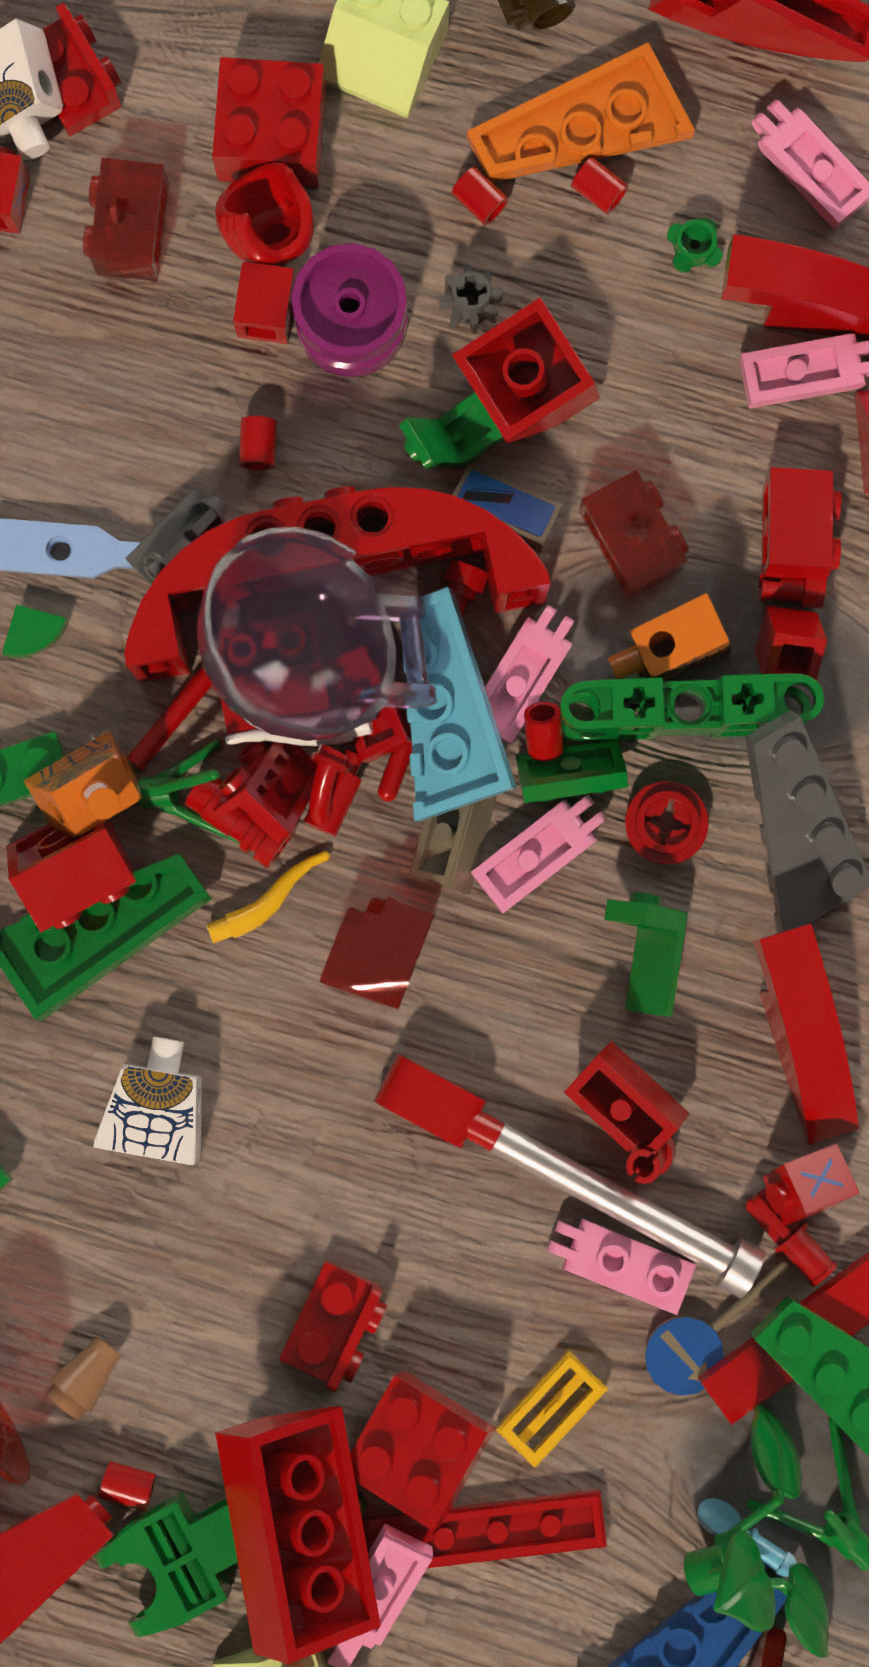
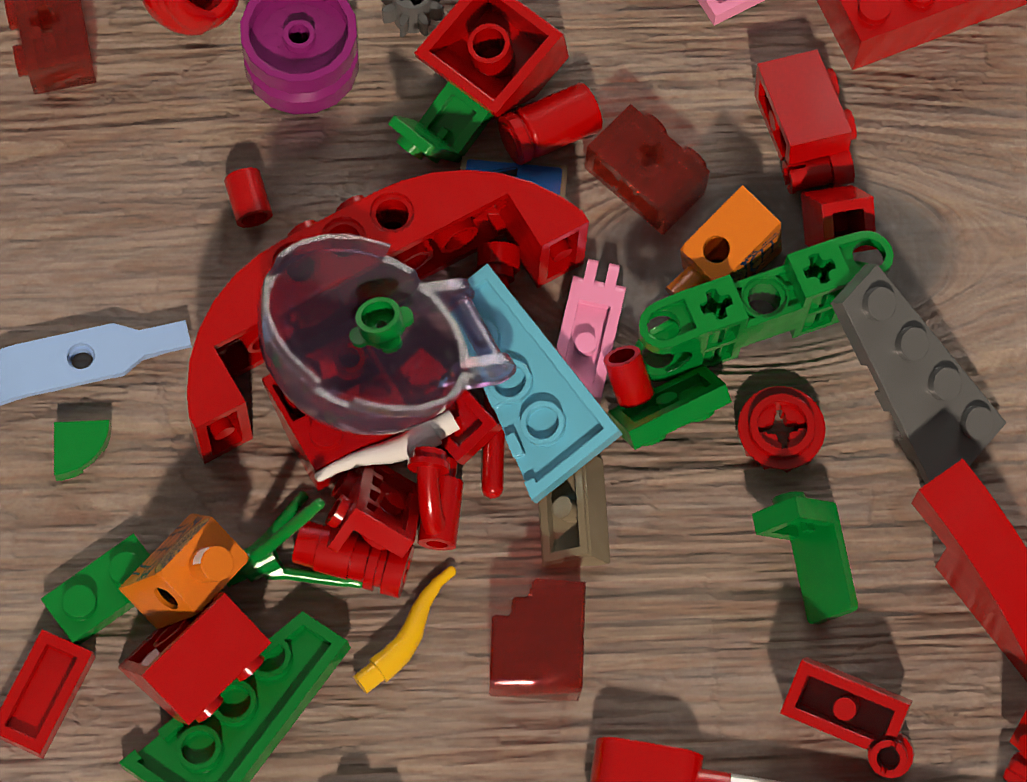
camera: 20 degrees left, 15 degrees down
(170, 720) = (253, 475): red bar -> none
(177, 530) = (194, 301): dark grey hinge -> none
(264, 303) = (212, 66): red panel -> none
(318, 613) = (381, 324): none -> green plate
(537, 853) = (664, 498): bright pink hinge -> none
(558, 461) = (550, 123): none -> red piece

